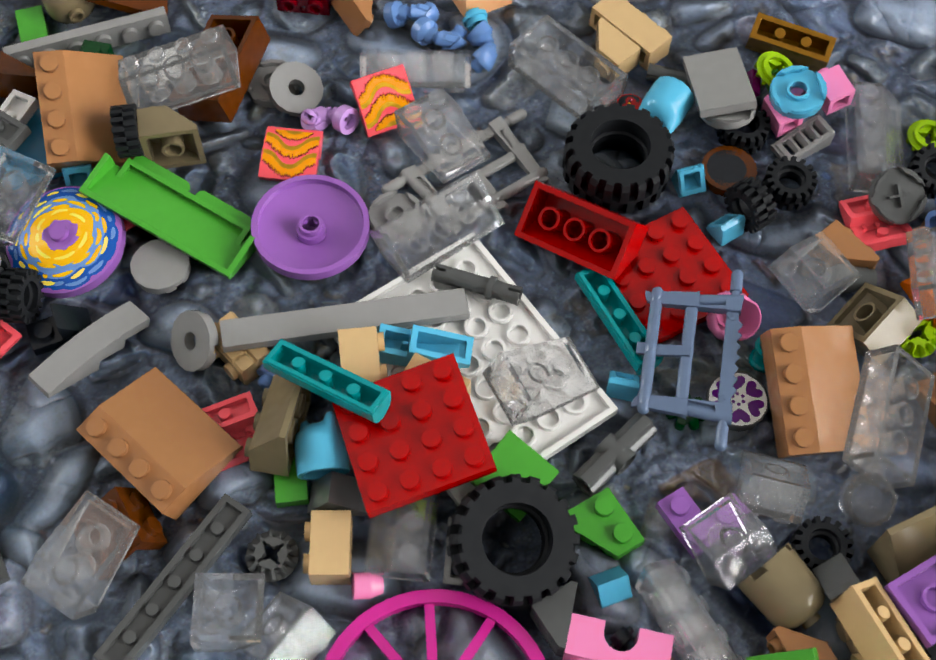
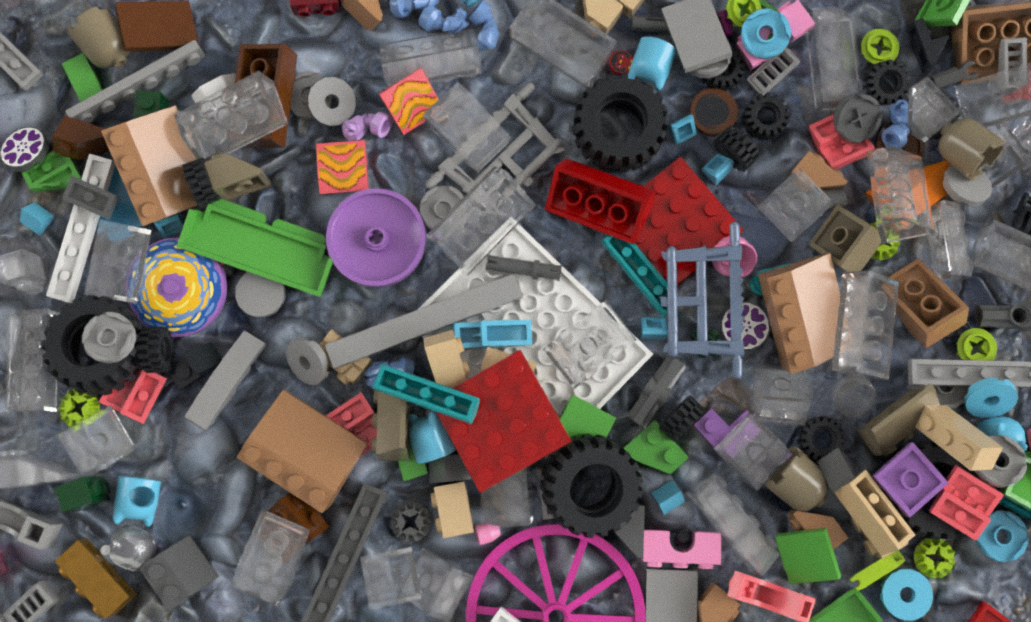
camera: 10 degrees left, 20 degrees up
(642, 485) = (681, 418): none -> black tyre

